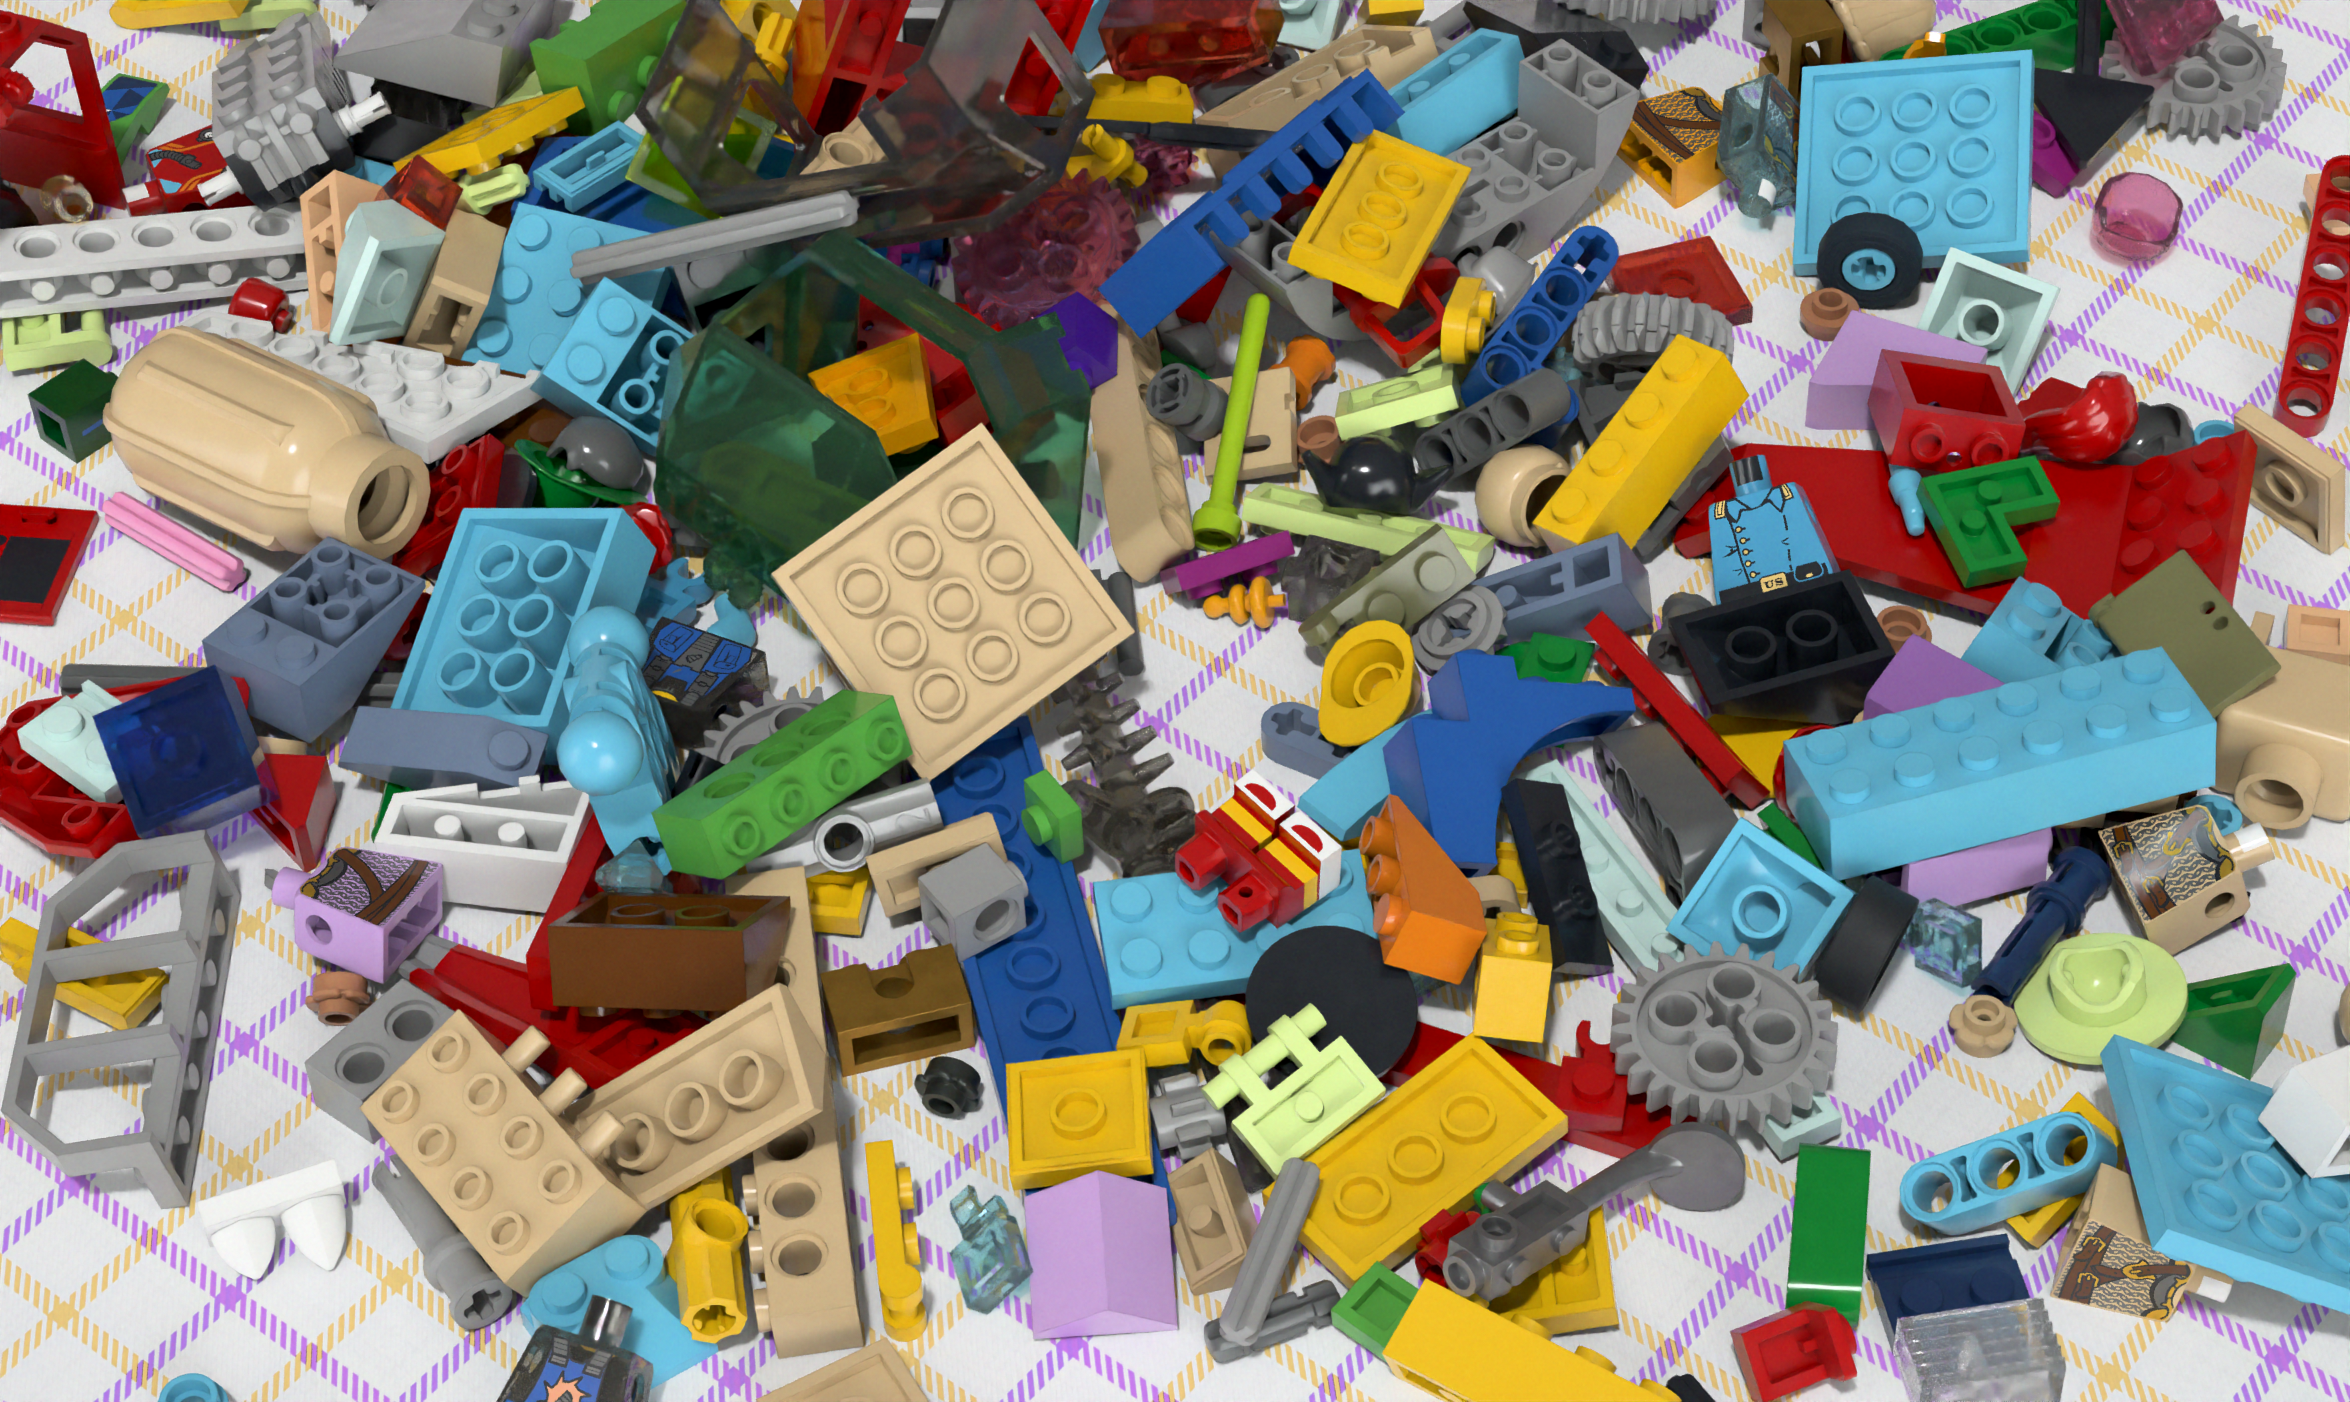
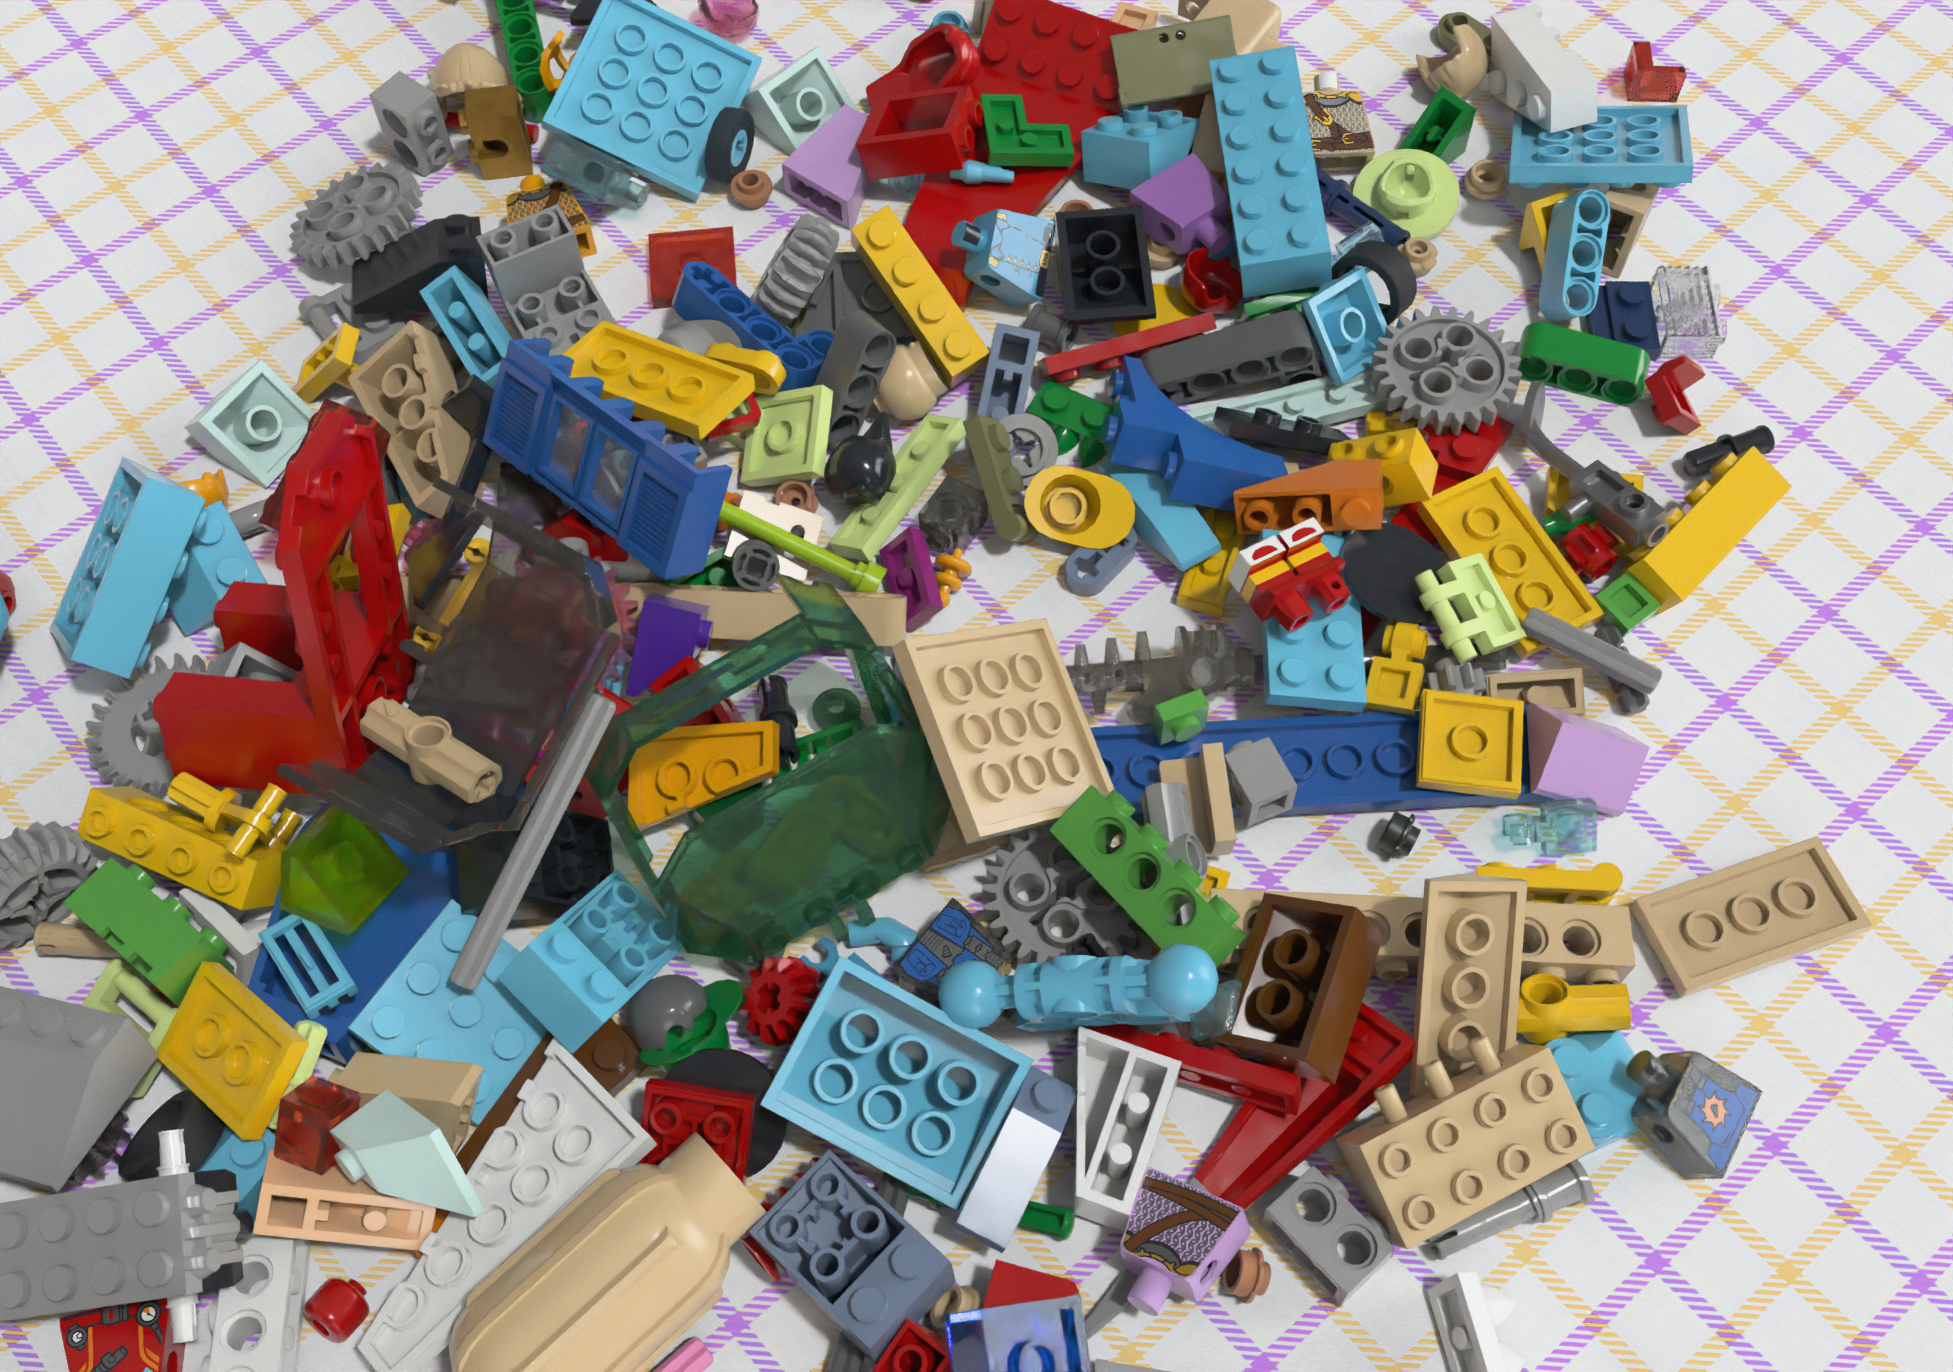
camera: 80 degrees left, 15 degrees up
(919, 991) = (1329, 831): pearl gold brick -> none

